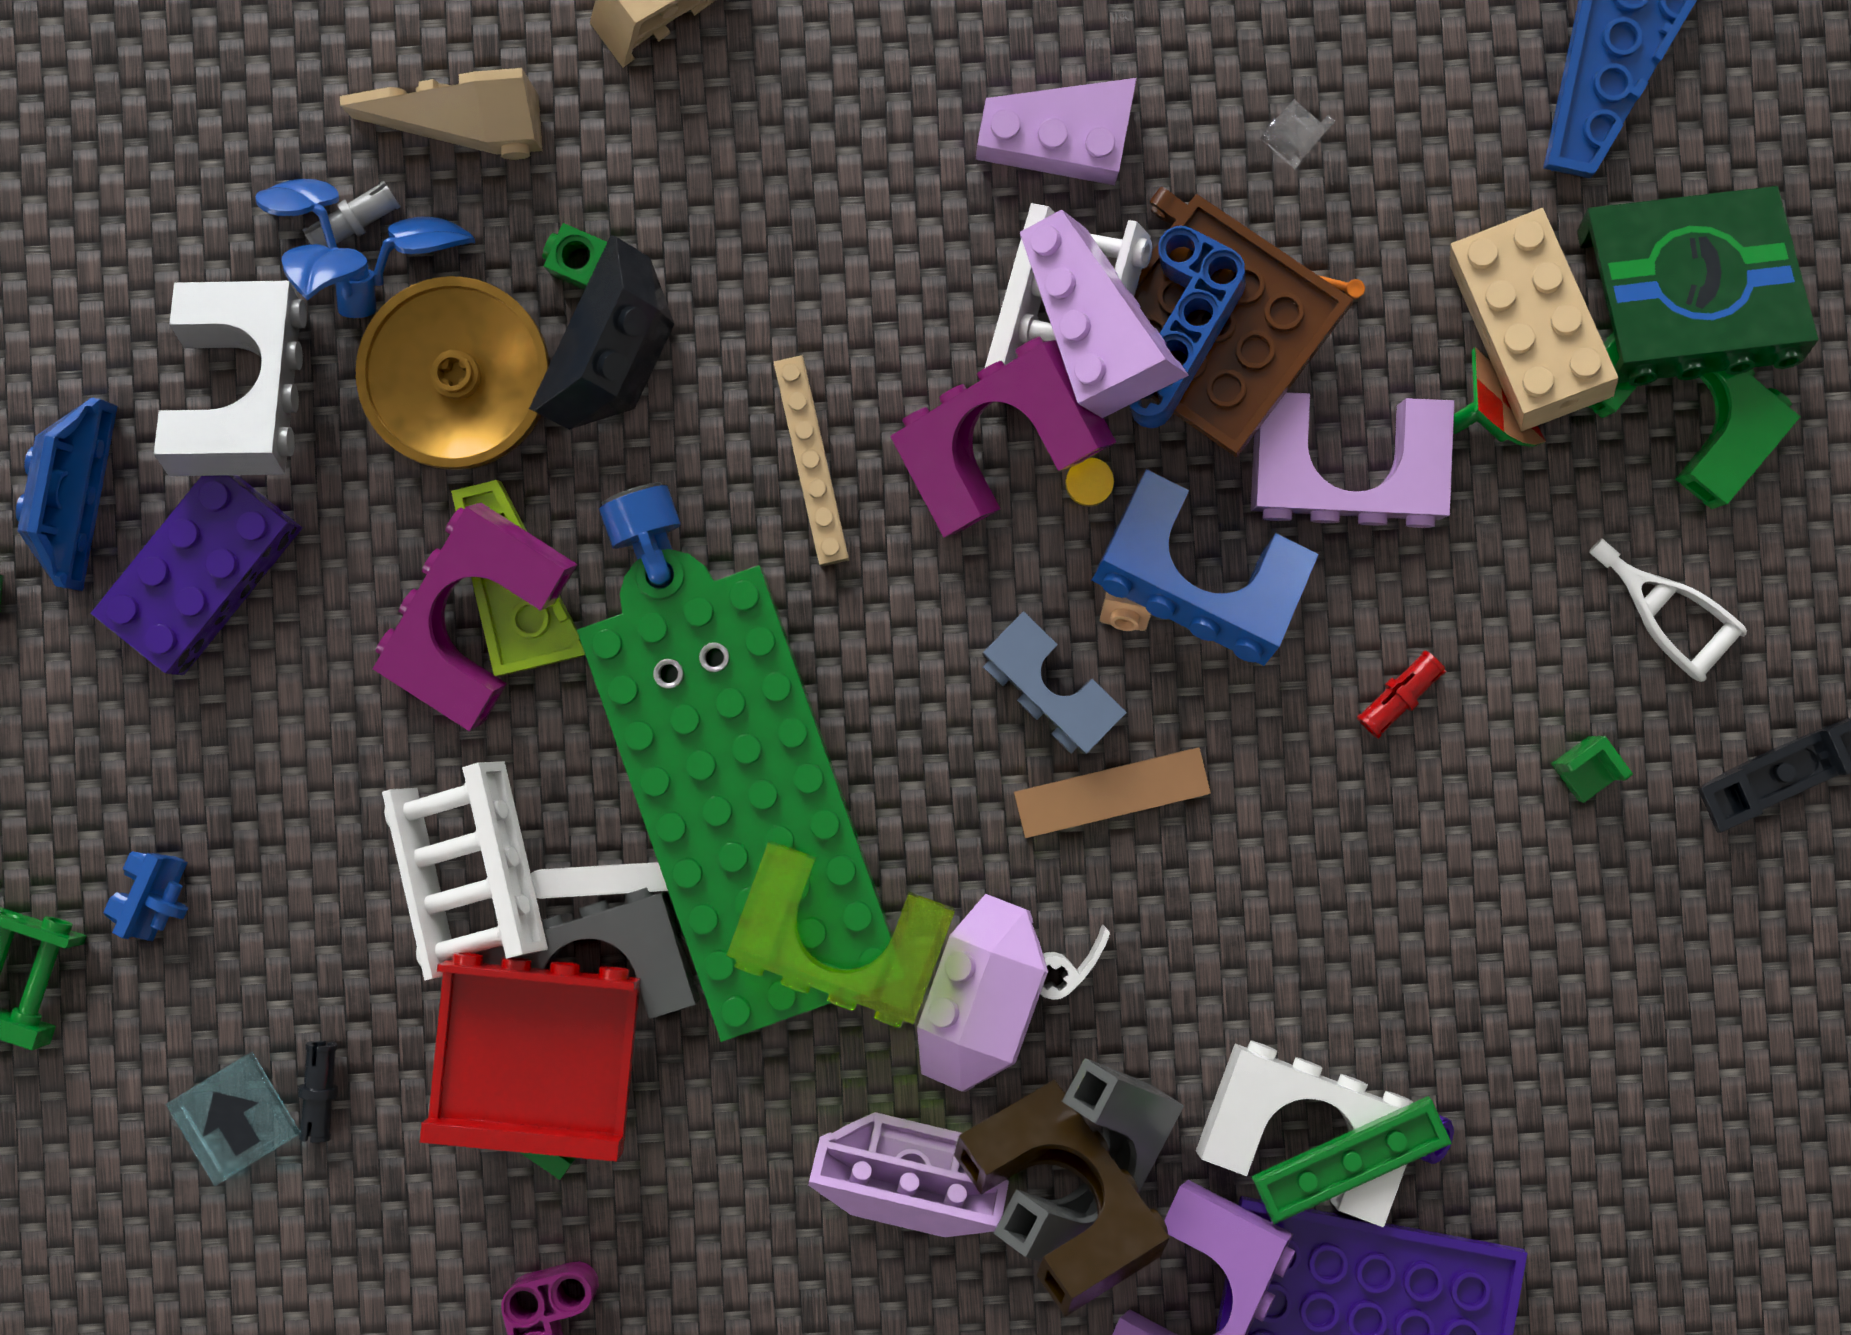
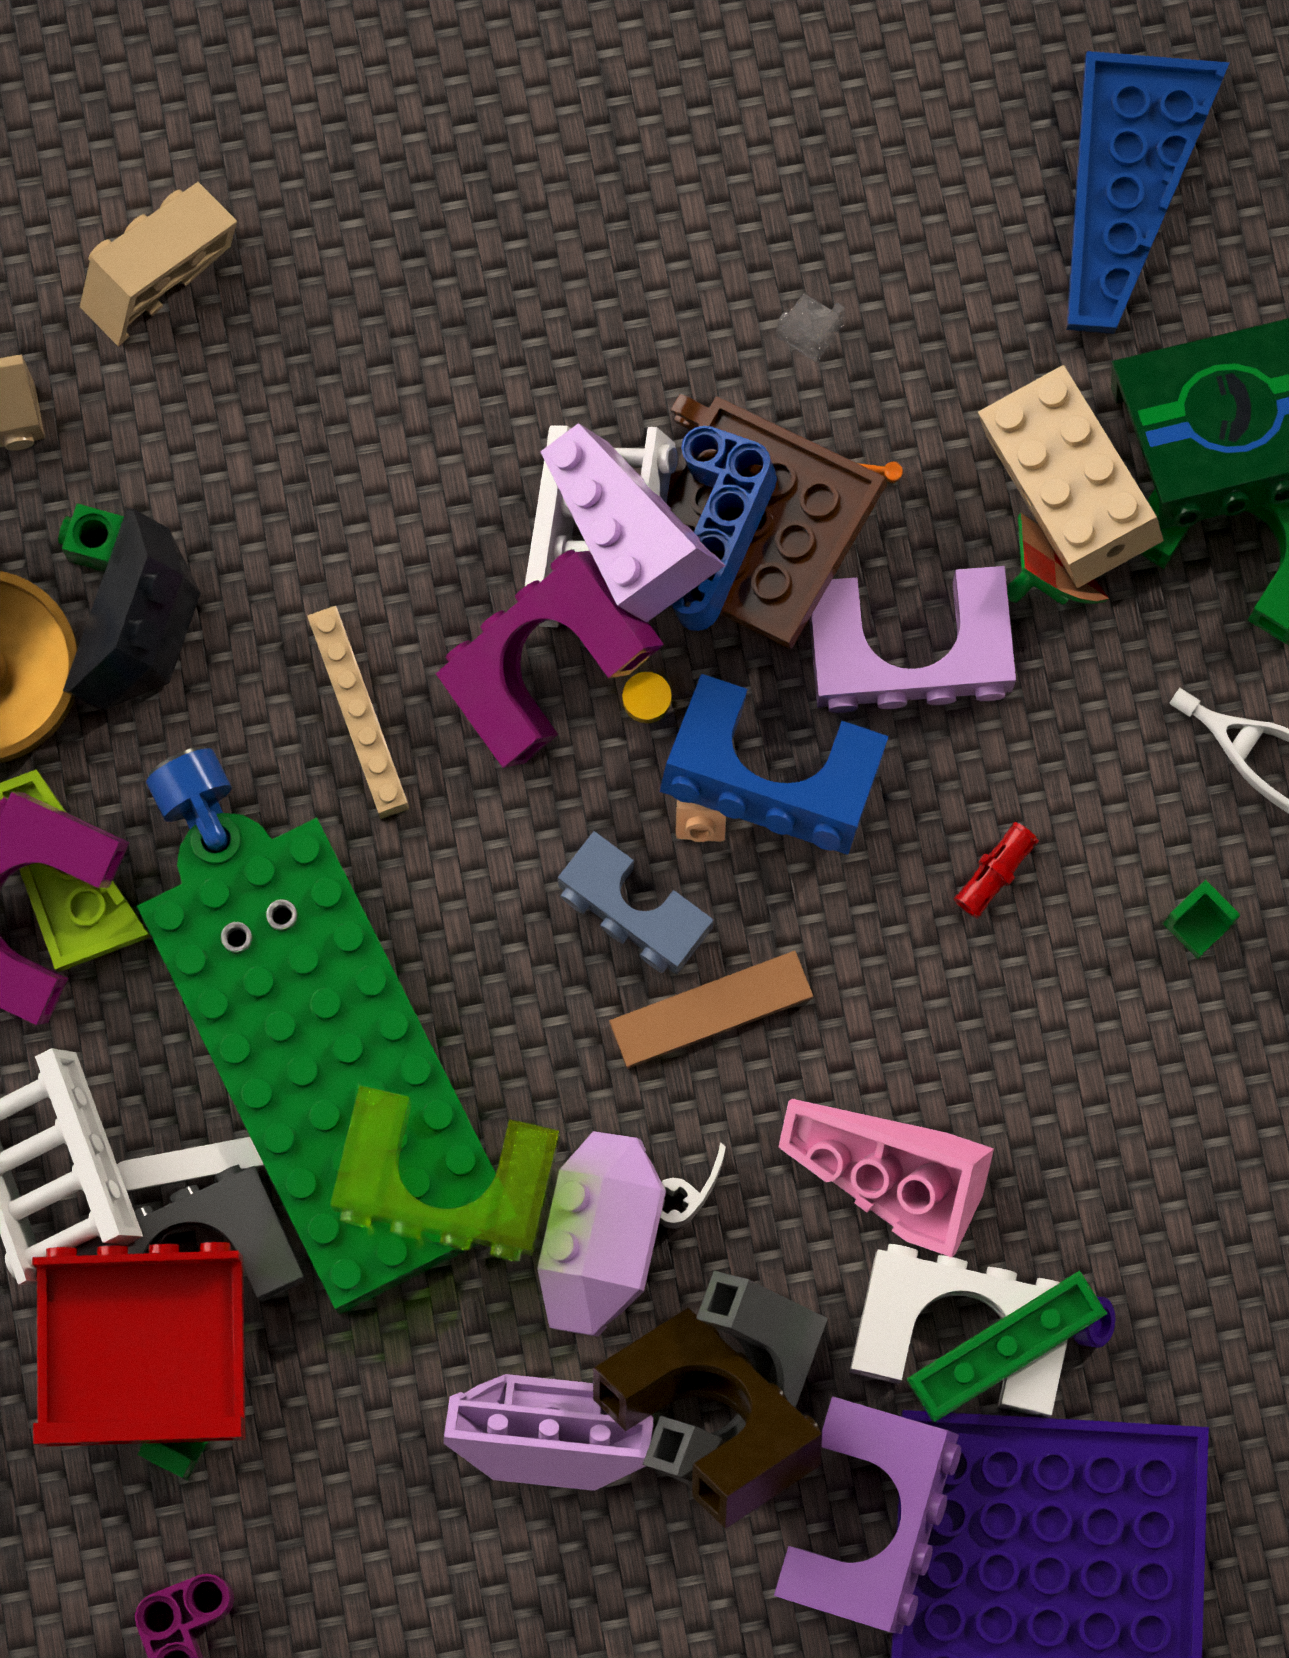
camera: 10 degrees left, 10 degrees down
(1060, 130) = (569, 351): lavender wedge -> none
(1273, 974) = (902, 1172): none -> bright pink wedge

